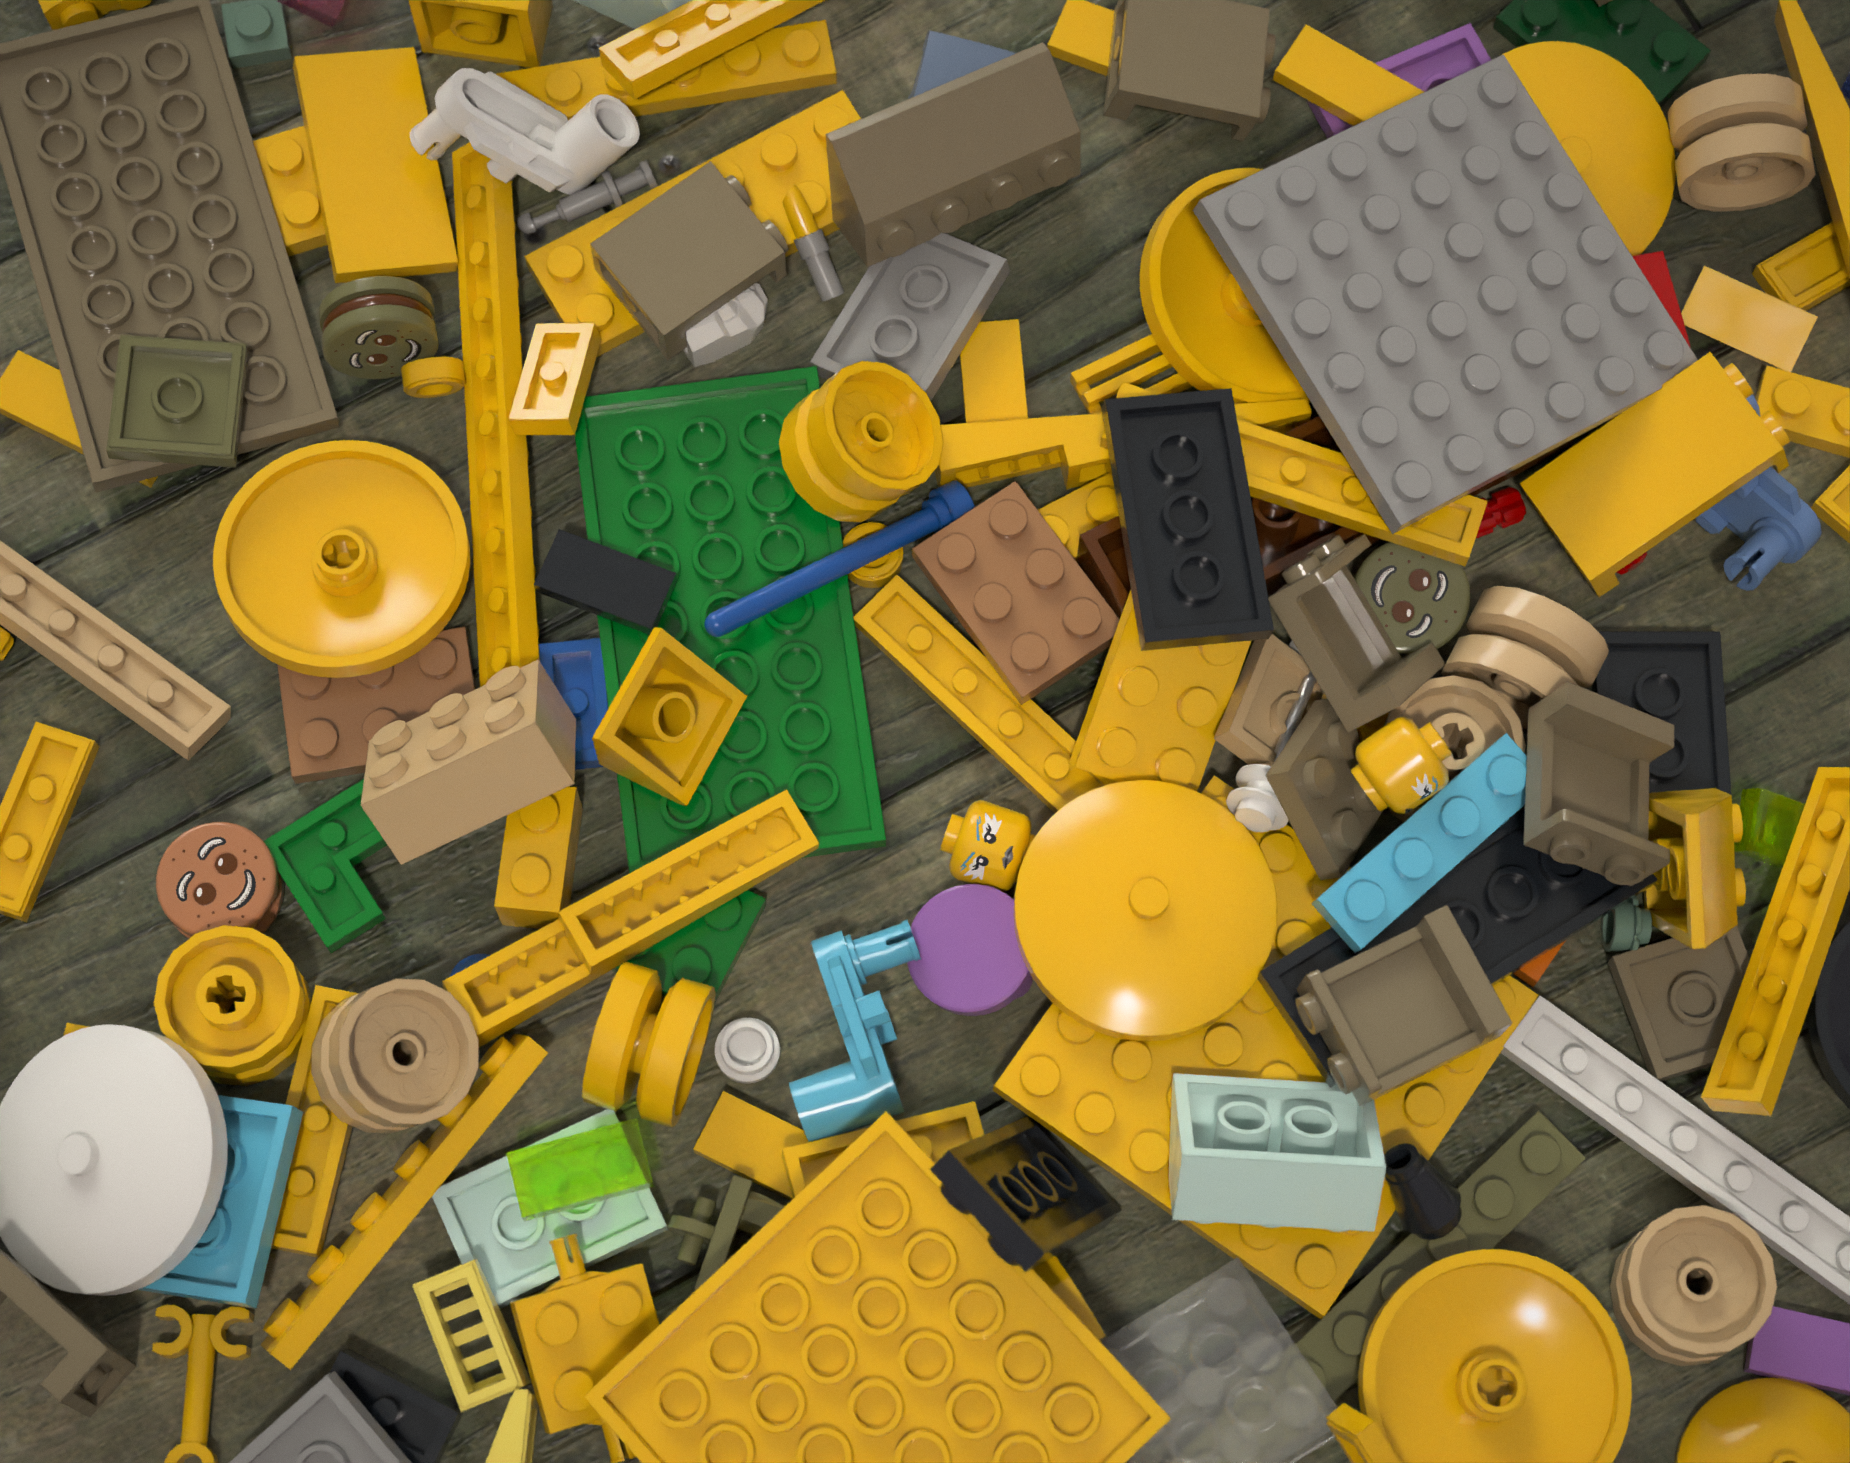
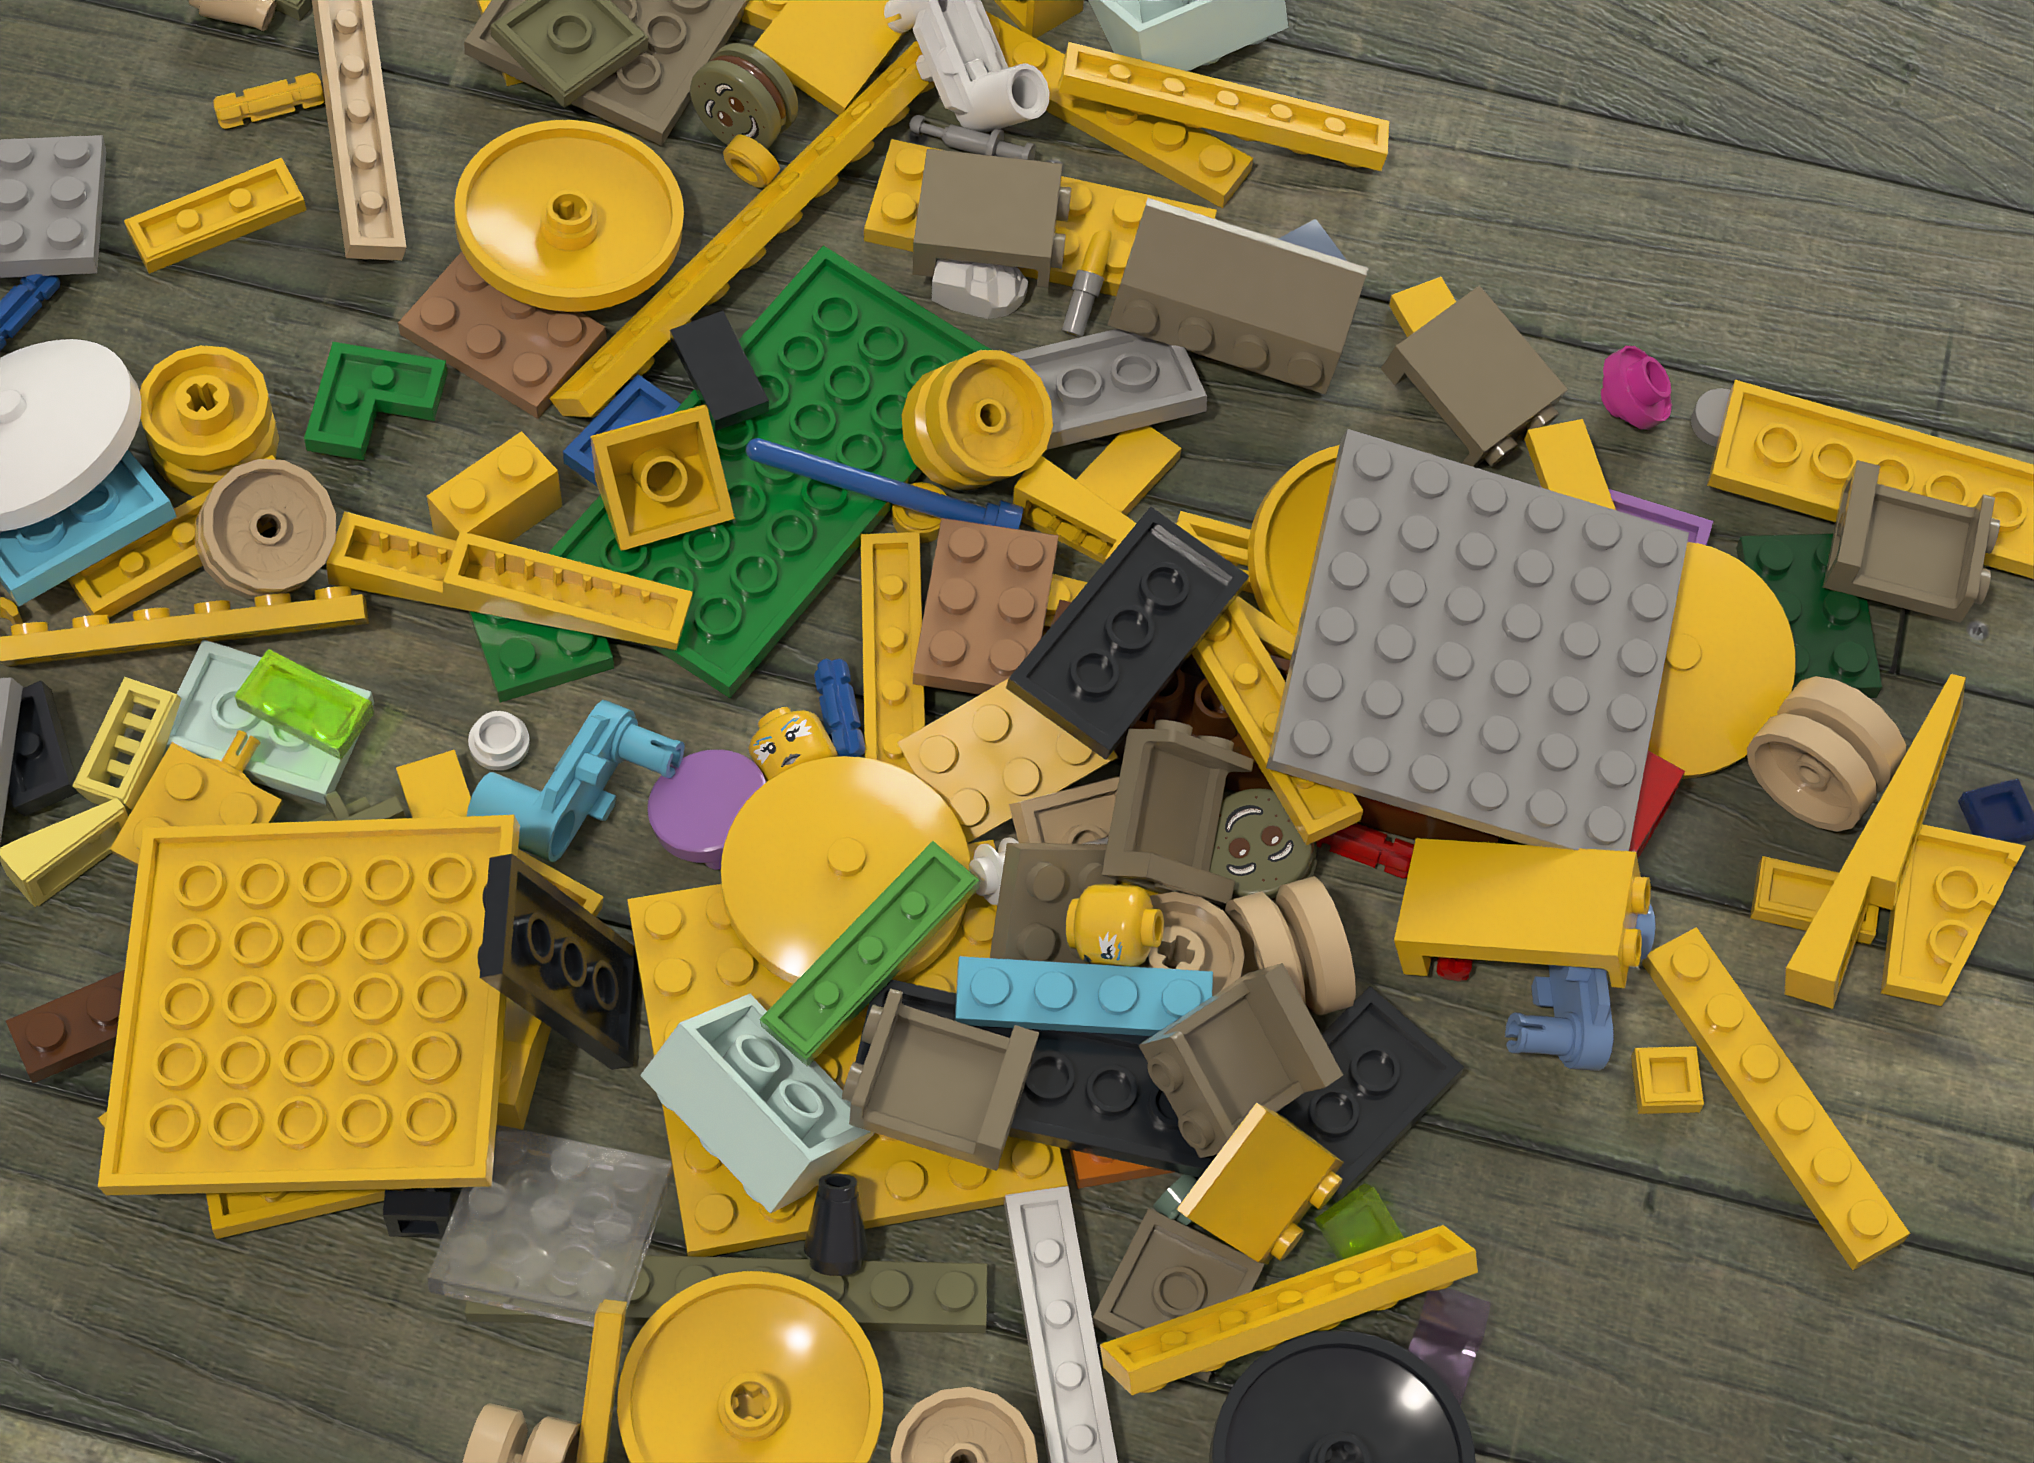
camera: 40 degrees right, 10 degrees down
(218, 879) = (287, 341): nougat head -> none
(469, 761) = (504, 389): tan brick -> none
(555, 379) = (822, 220): yellow plate -> none
(648, 1043) = (430, 666): yellow wheel -> none
(984, 777) = (839, 707): none -> blue axle
(1244, 958) = (869, 953): none -> bright green tile
(1747, 319) = (1715, 884): yellow tile -> none

